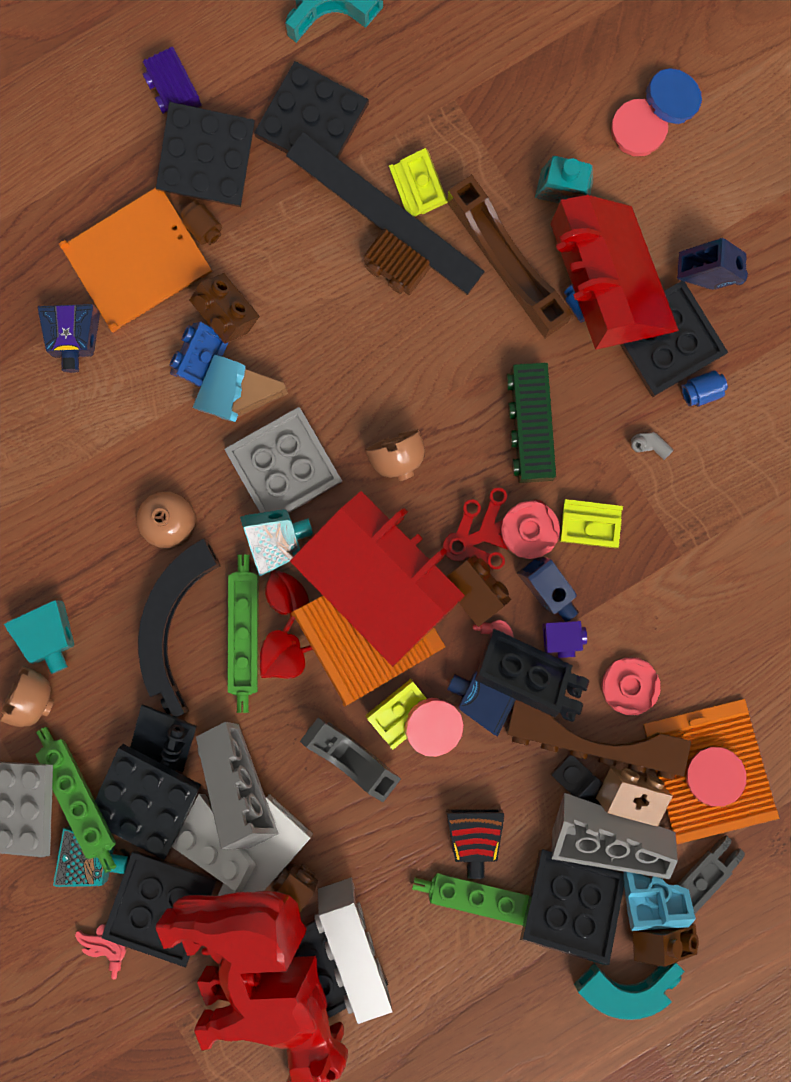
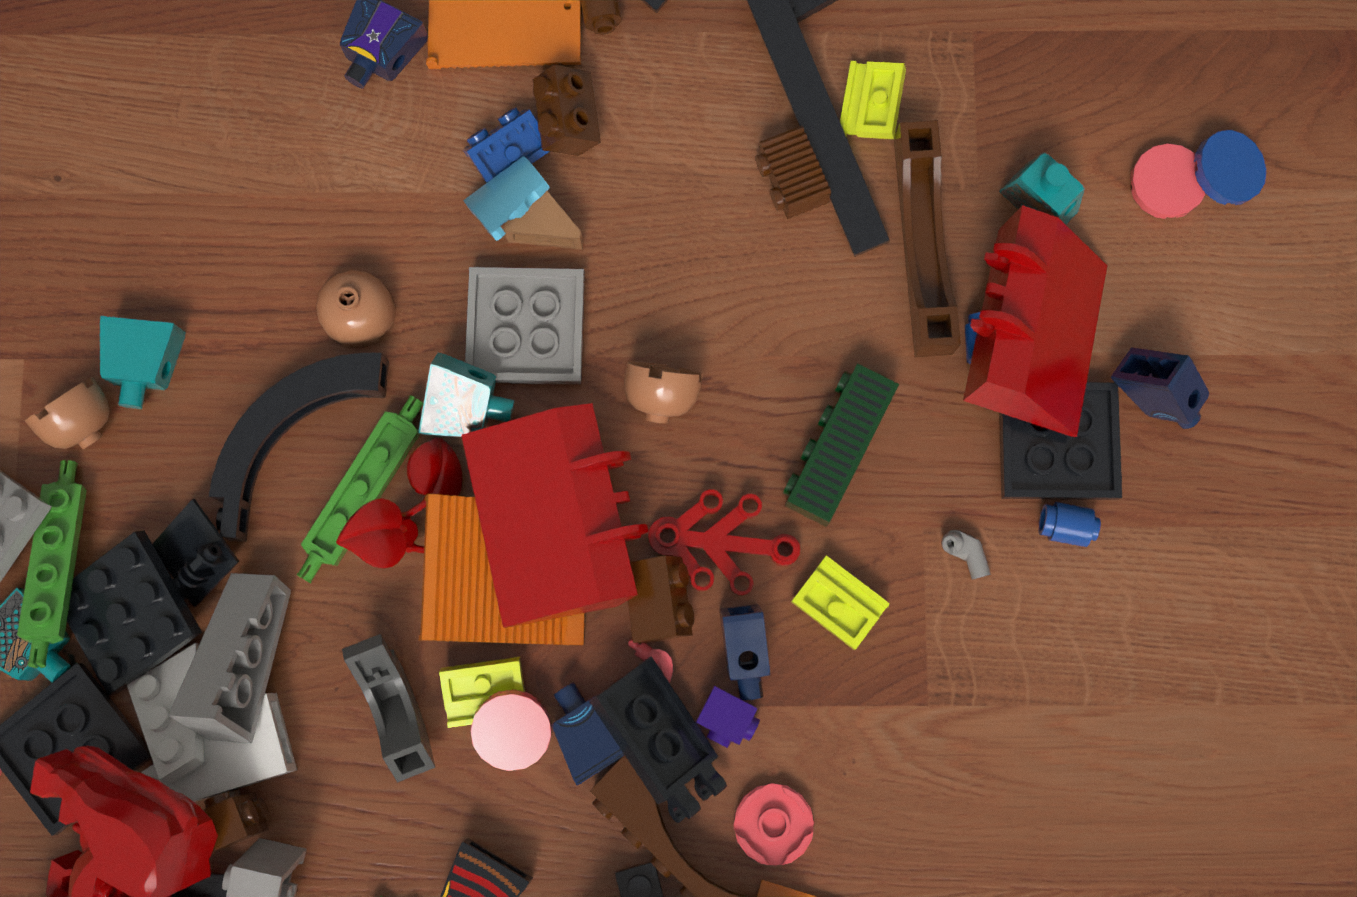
camera: 30 degrees right, 5 degrees down
(530, 530) = (763, 566): coral tile -> none

